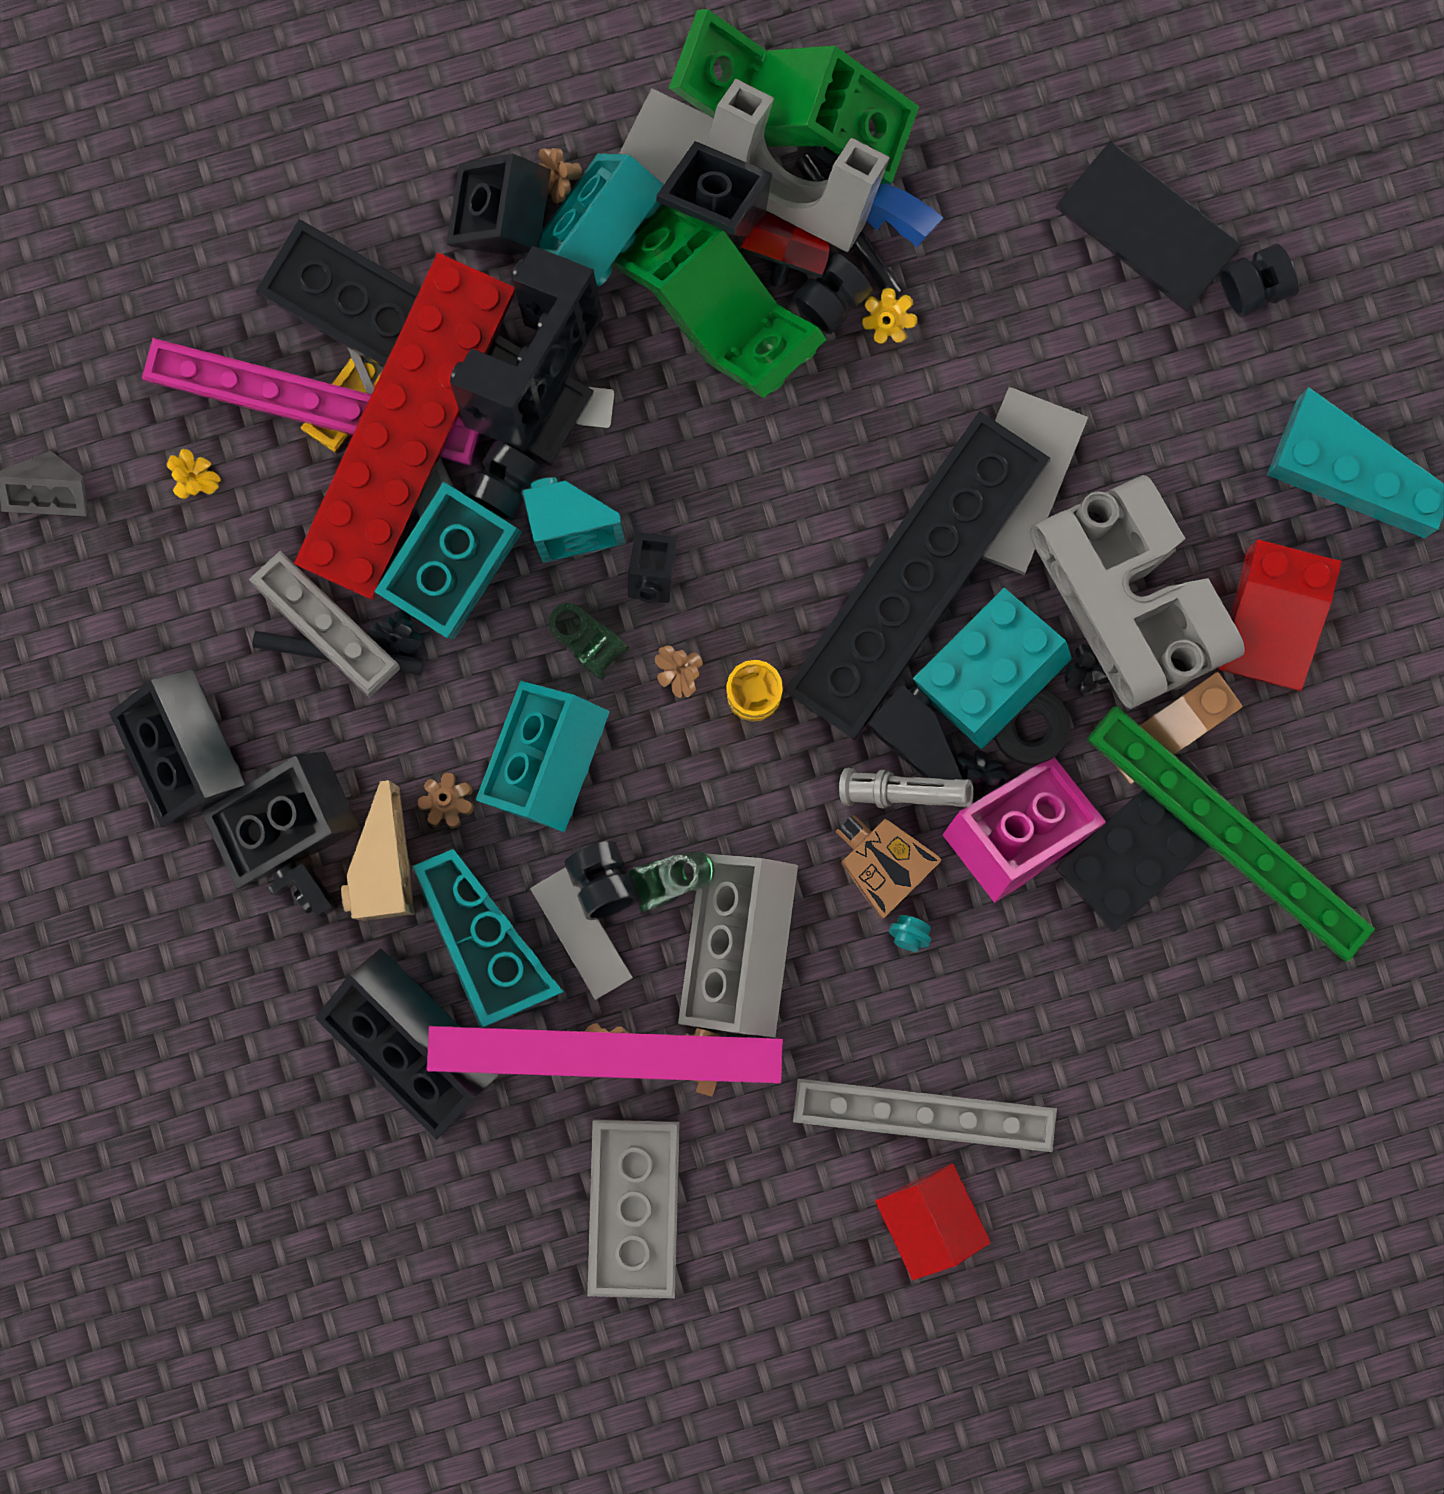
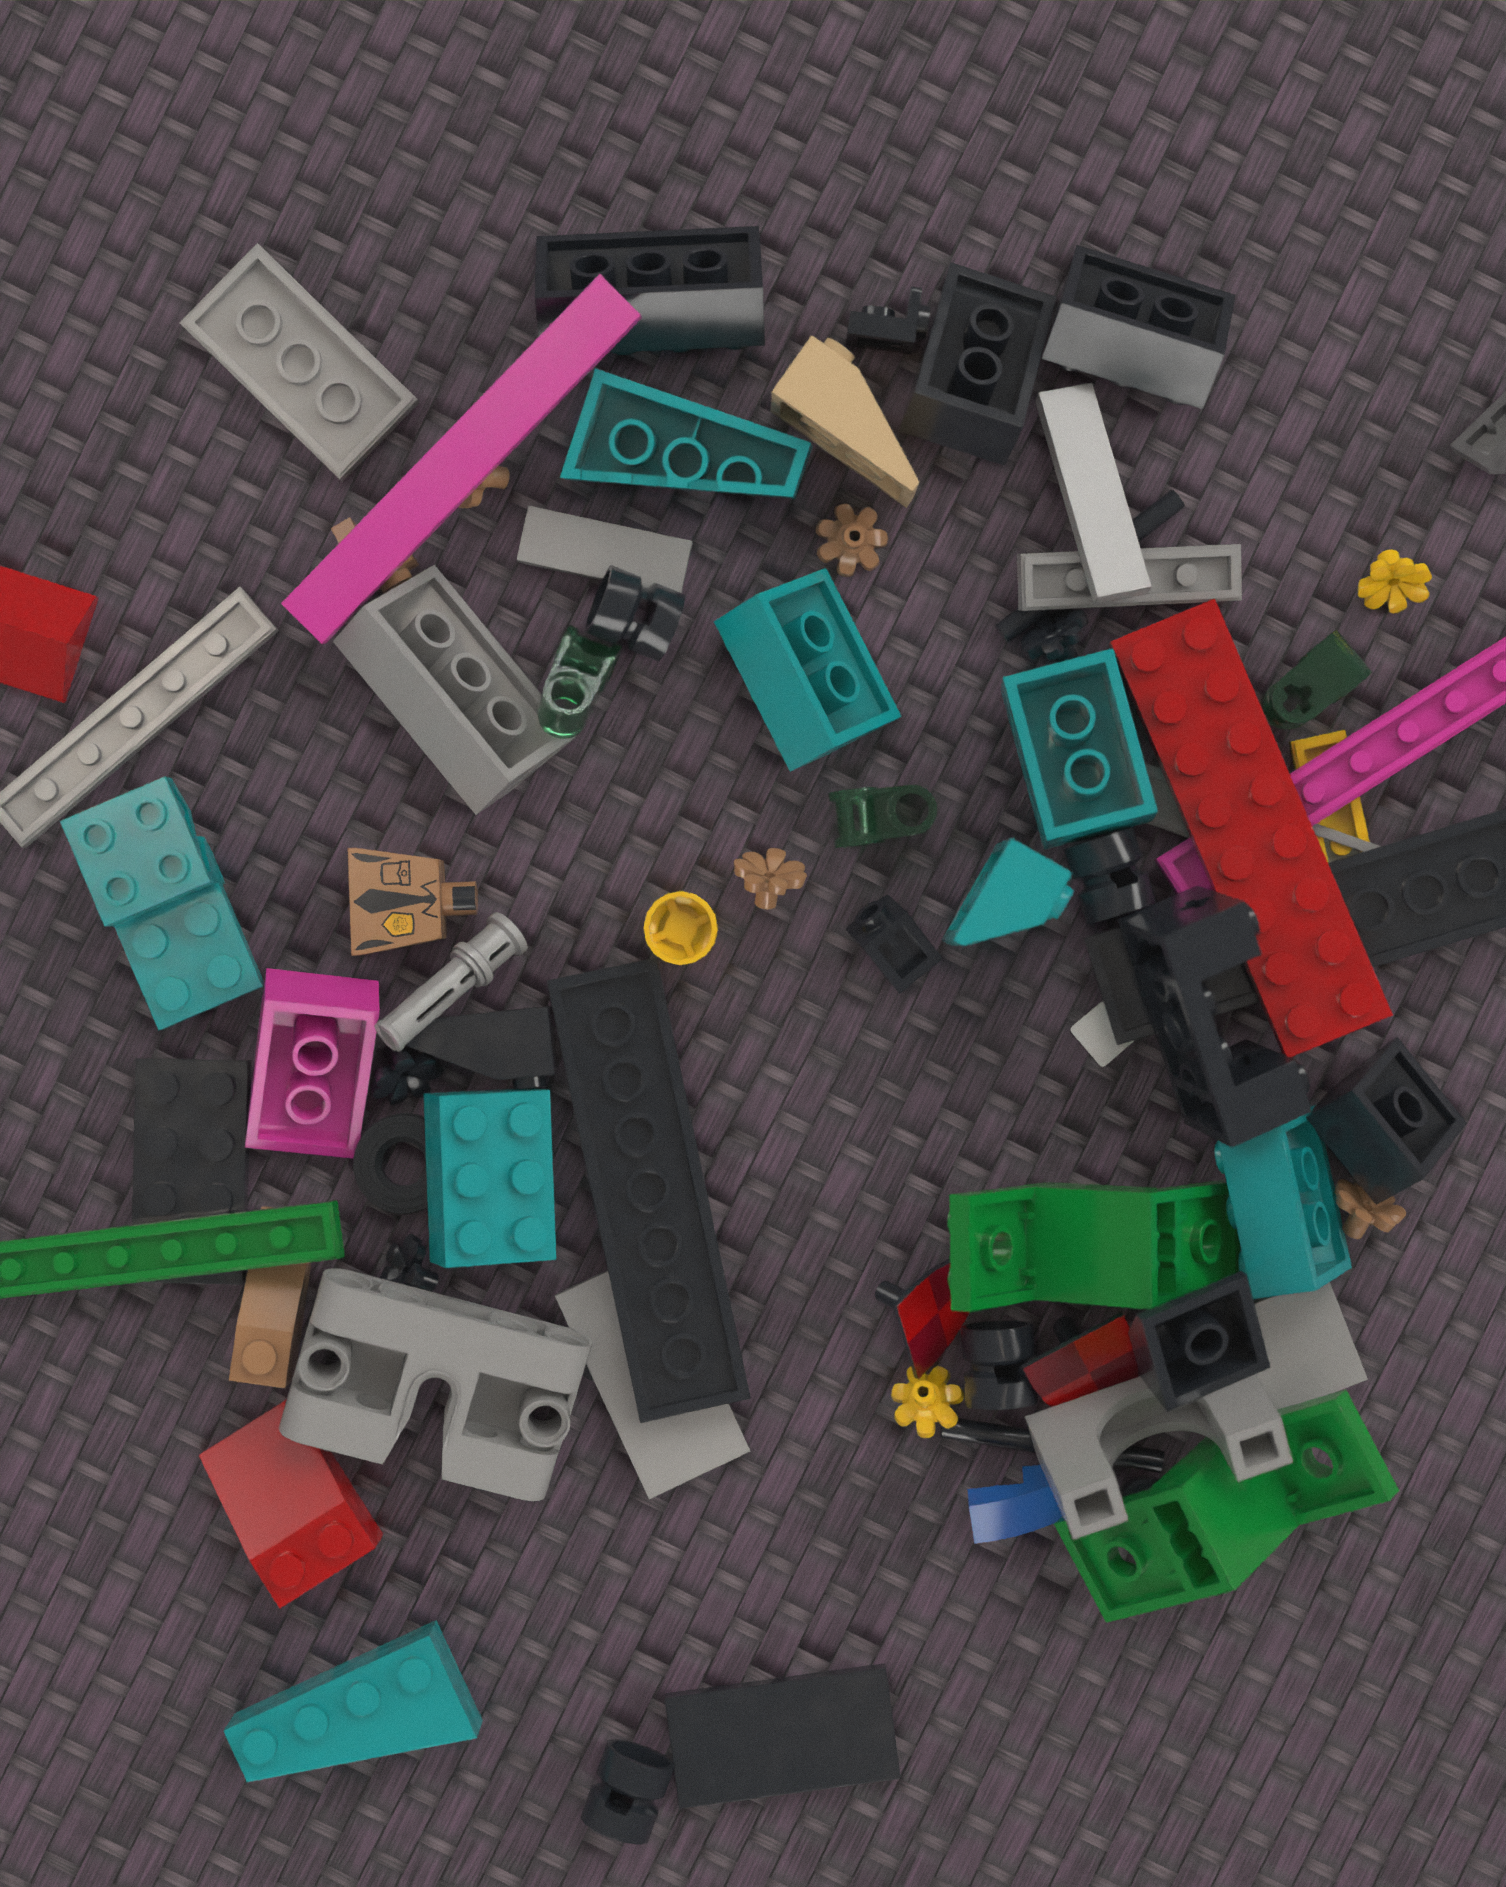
camera: 135 degrees right, 5 degrees up
(283, 467) = (1319, 678): none -> clear green piece
(296, 686) = (1093, 493): none -> tile
(841, 359) = (924, 1316): none -> shield
(910, 933) = (313, 863): teal plate -> none
(1011, 994) = (164, 901): none -> teal piece

